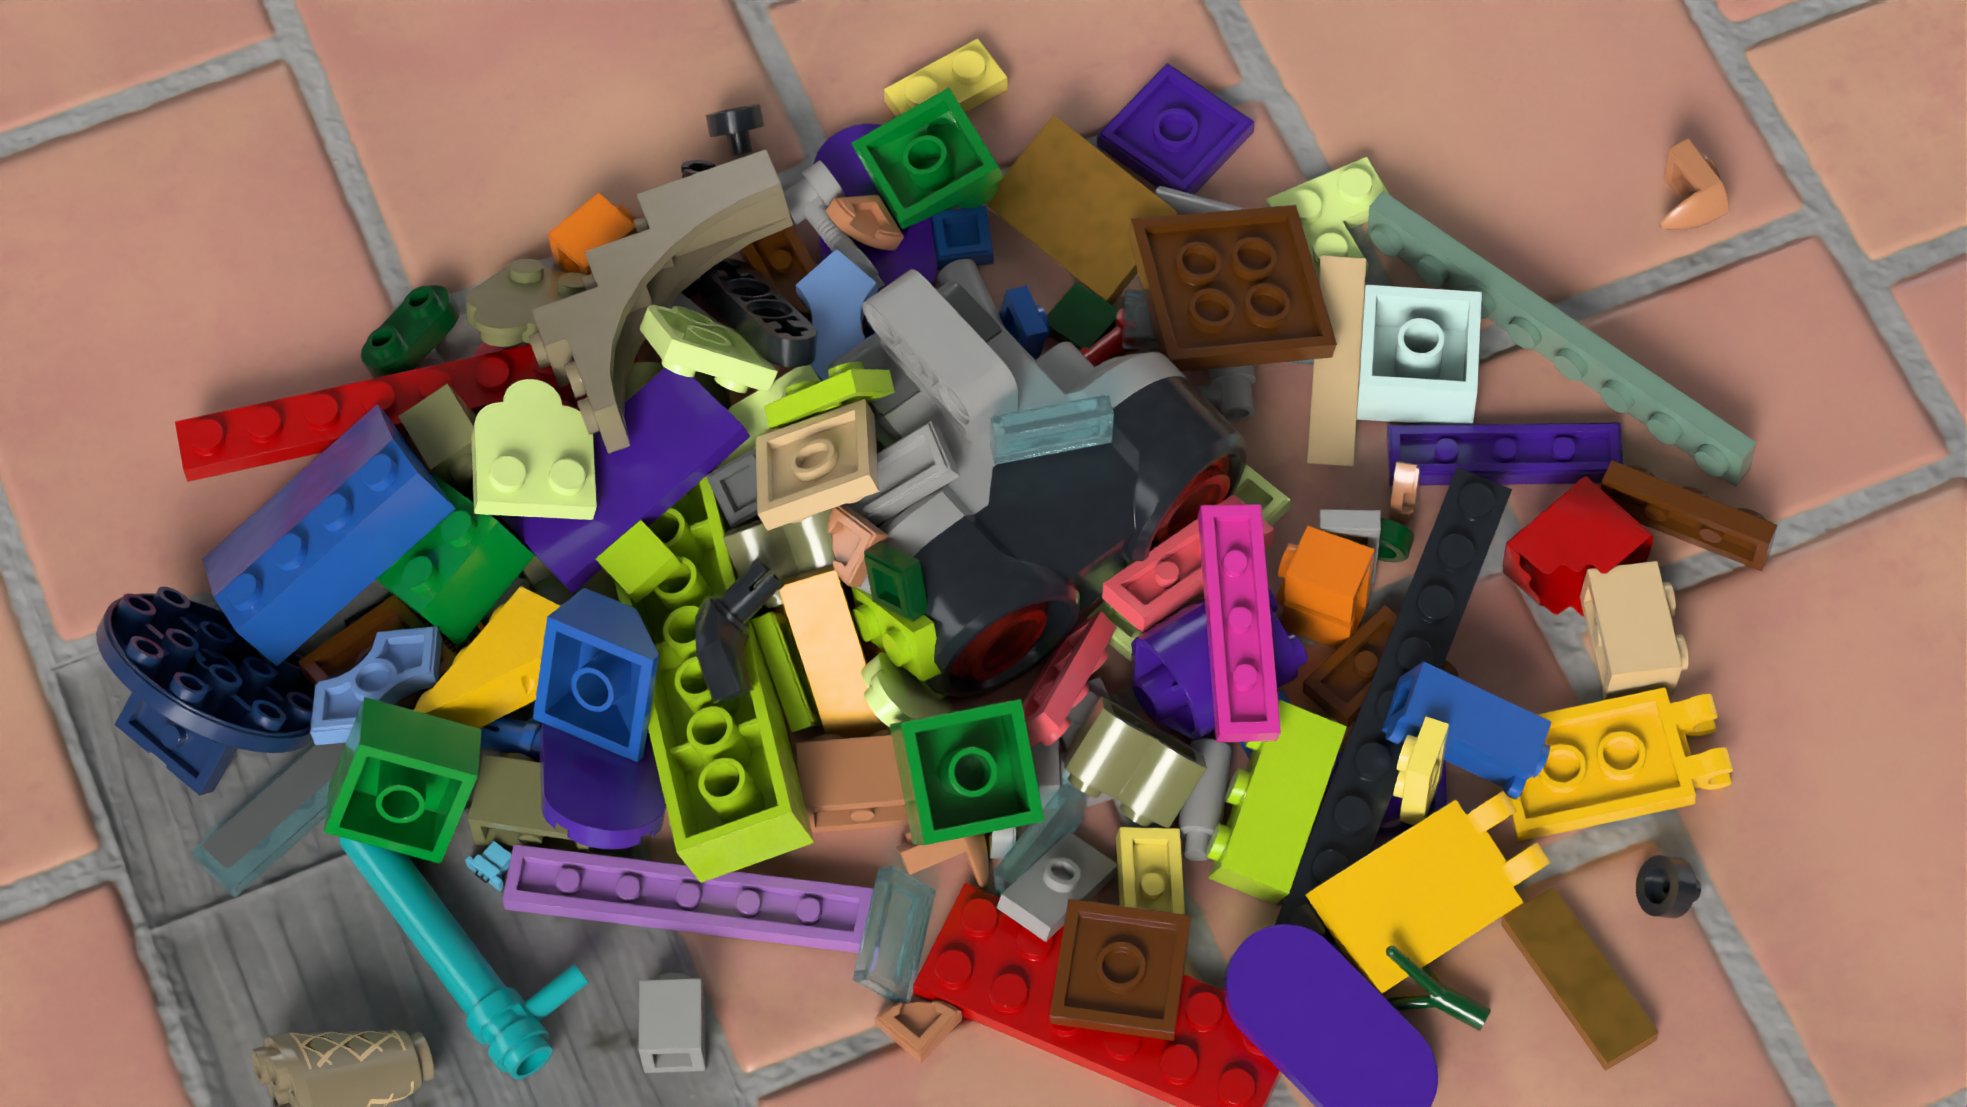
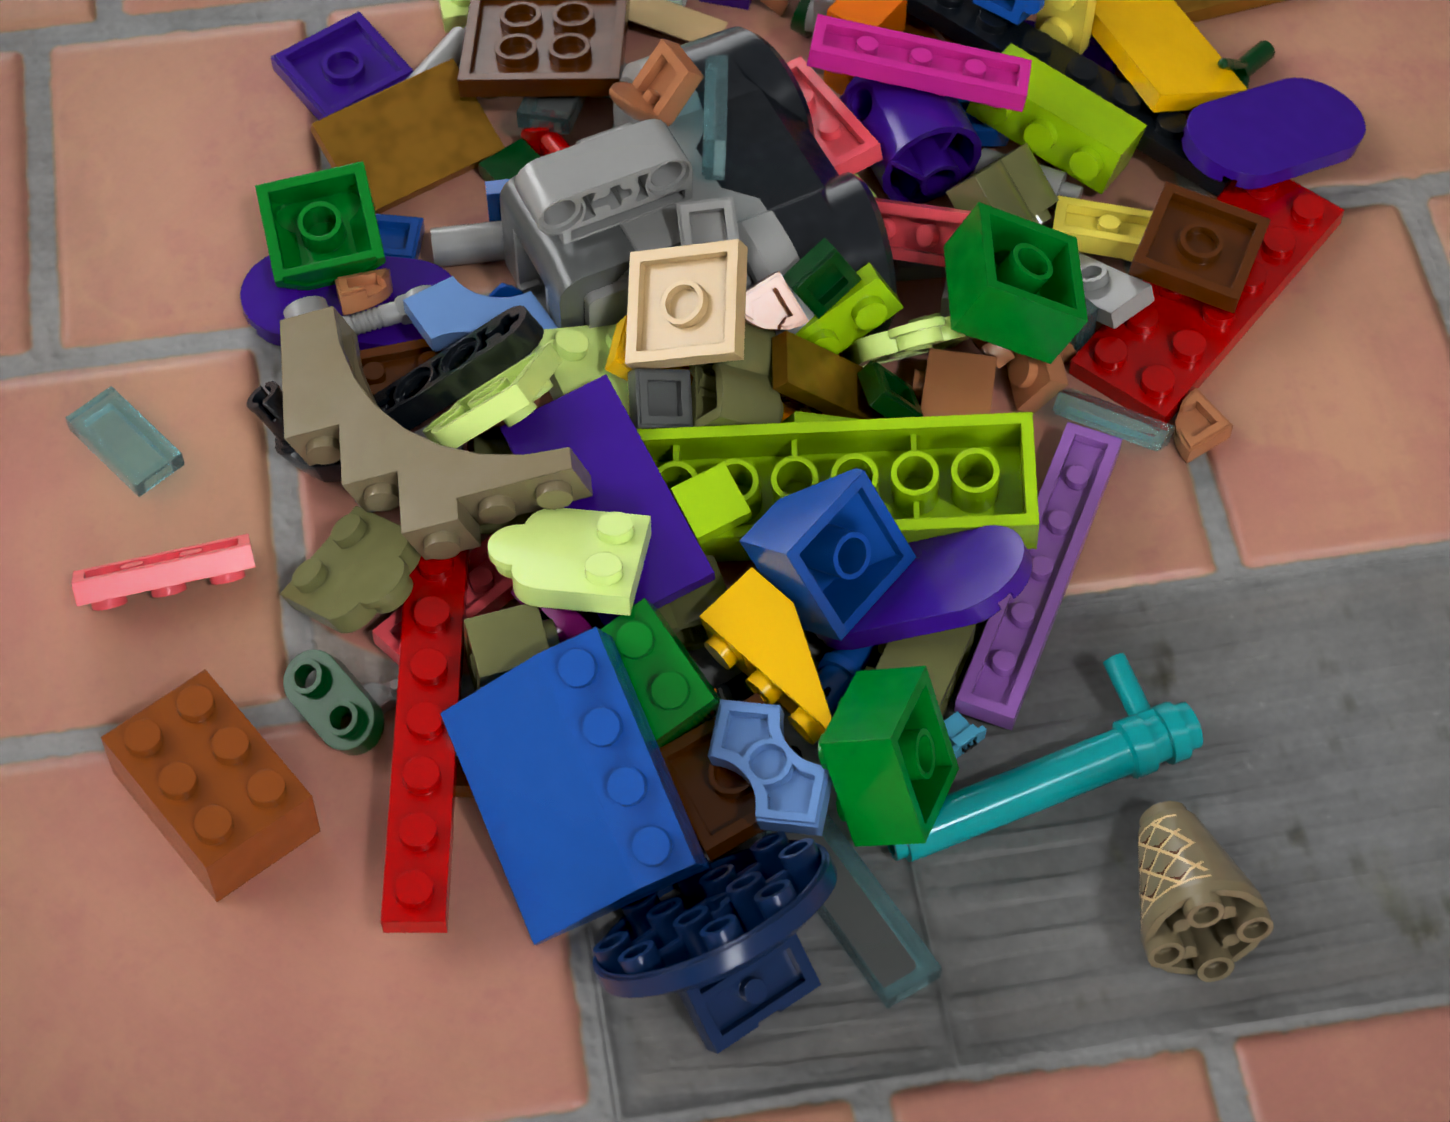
camera: 80 degrees left, 5 degrees down
(298, 260) = (211, 784): none -> dark orange brick
(516, 157) = (163, 572): none -> coral plate
(589, 227) = (291, 517): orange brick -> none
(663, 88) = (125, 441): none -> clear light blue tile
(672, 1024) = (1171, 603): light grey brick -> none
(723, 632) = (831, 428): black arm -> none
(735, 124) = (200, 382): black tile -> none
(835, 705) = (888, 392): none -> dark green tile
(845, 386) = (604, 312): lime plate -> none
(966, 71) = (224, 223): light yellow plate -> none
(1075, 369) = (660, 86): none -> nougat plate

